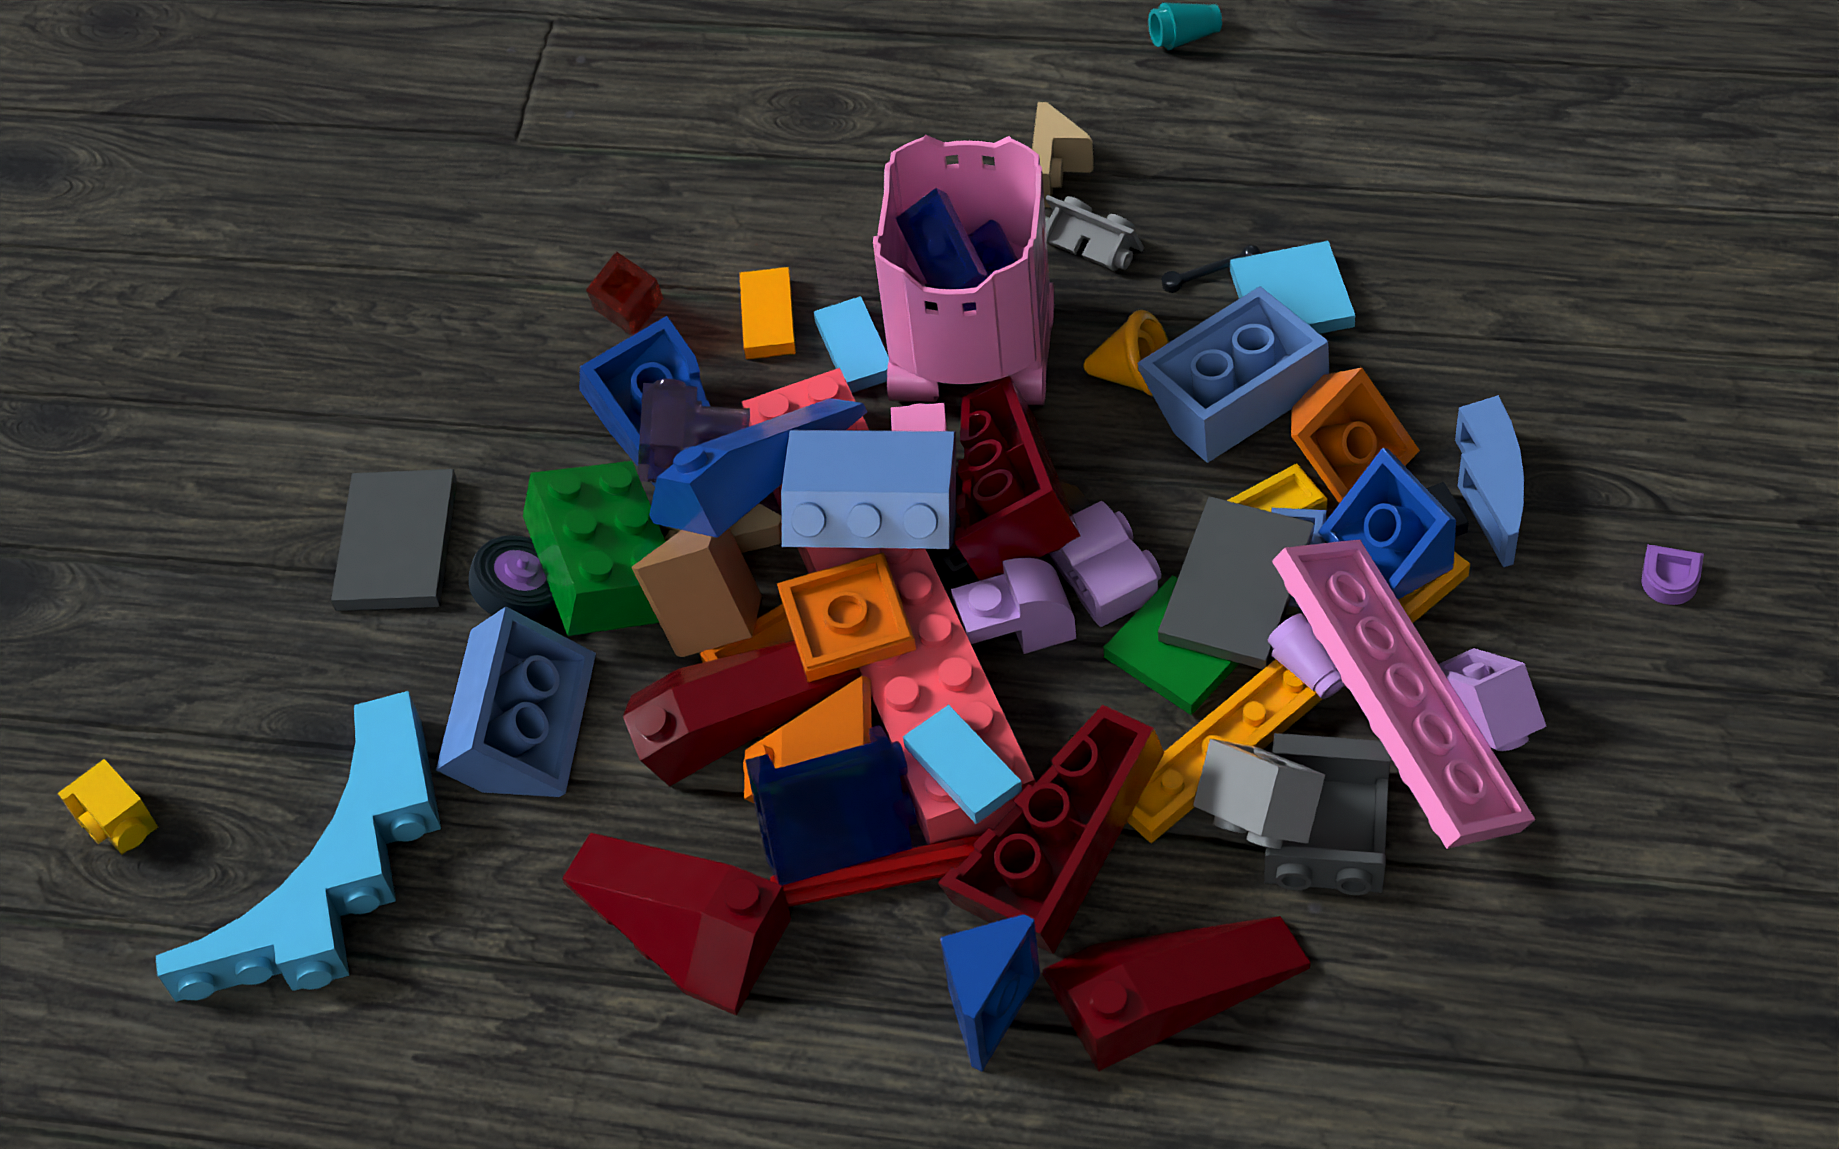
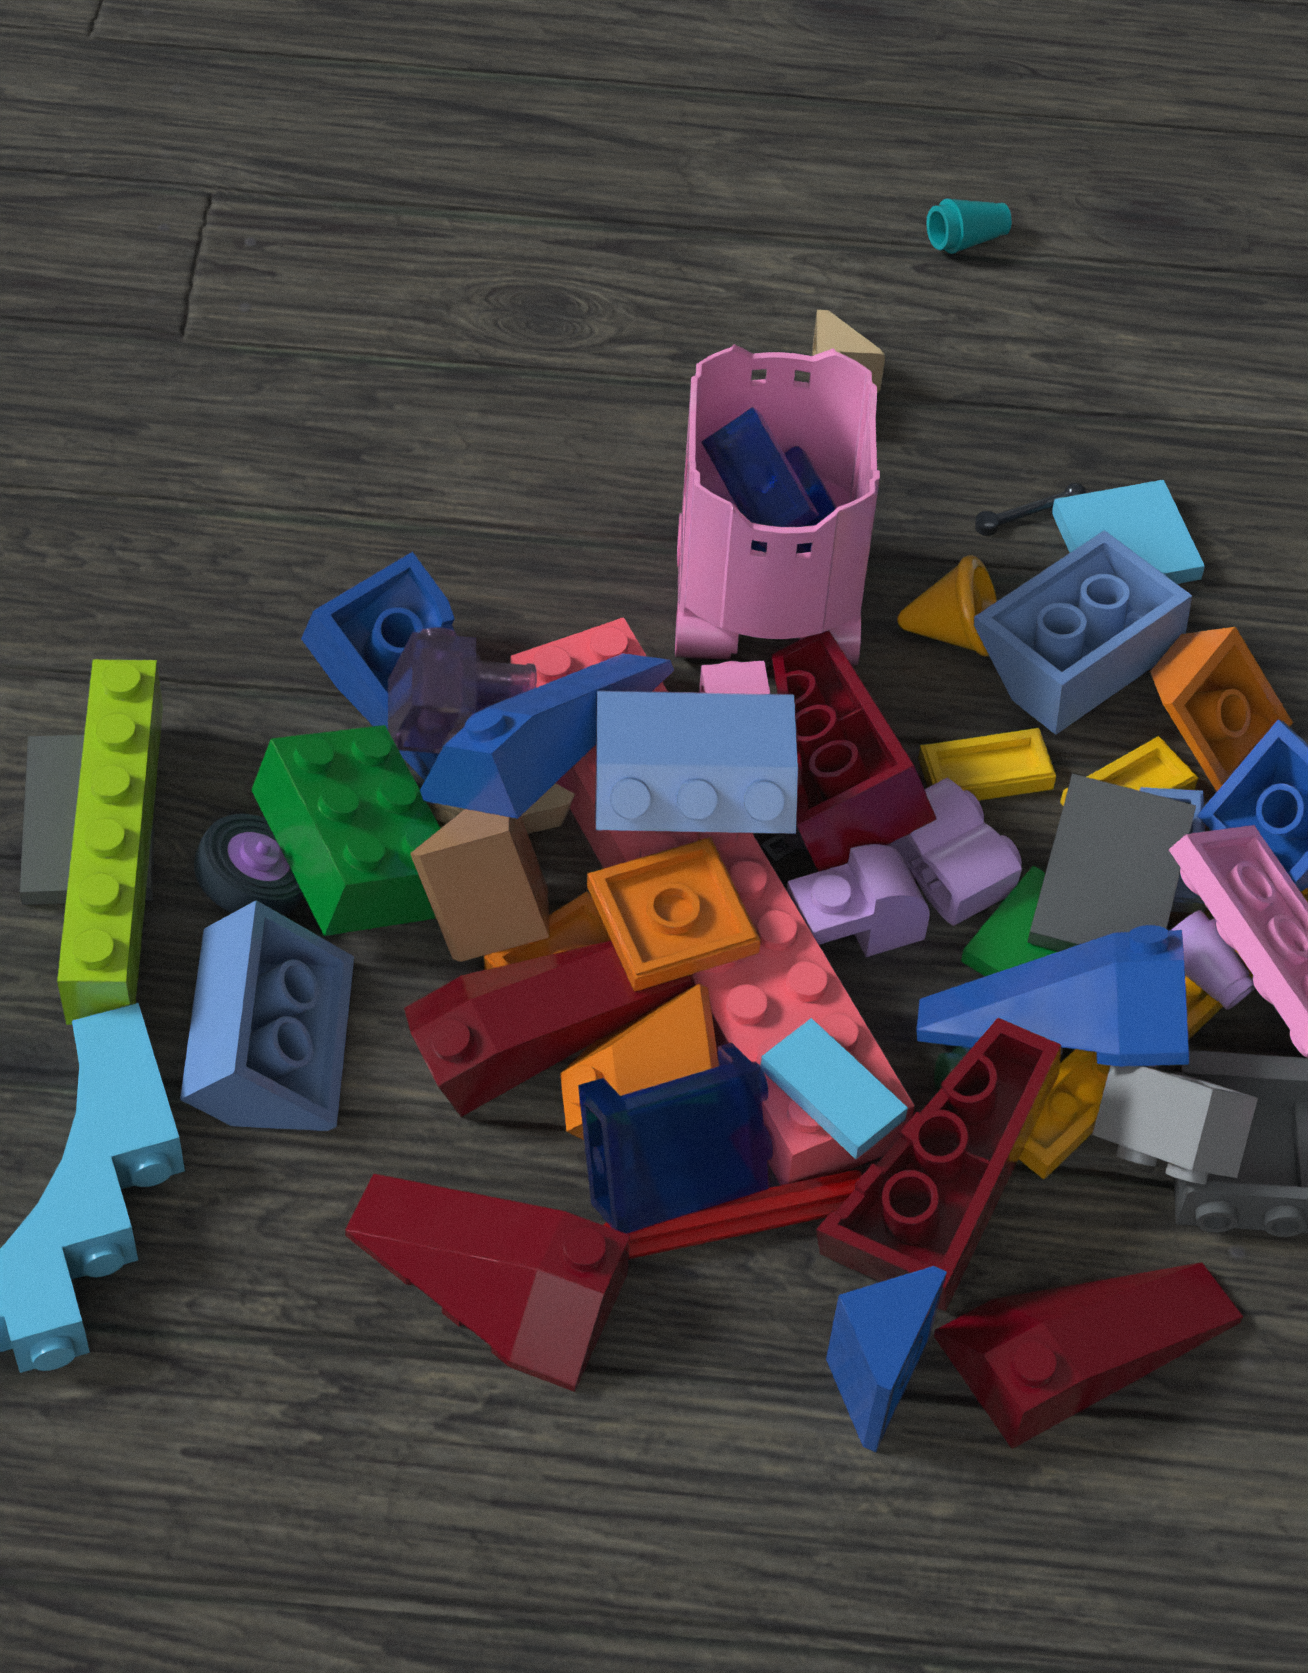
camera: 15 degrees left, 0 degrees up
(401, 556) = (111, 839): none -> lime brick
(624, 294) = (348, 524): clear red brick -> none
(767, 313) = (516, 550): light orange tile -> none
(853, 343) = (625, 587): medium azure tile -> none
(1107, 237) = (910, 470): light grey hinge -> none
(1149, 489) = (991, 764): none -> yellow tile
(1216, 689) = (1102, 996): none -> blue wedge

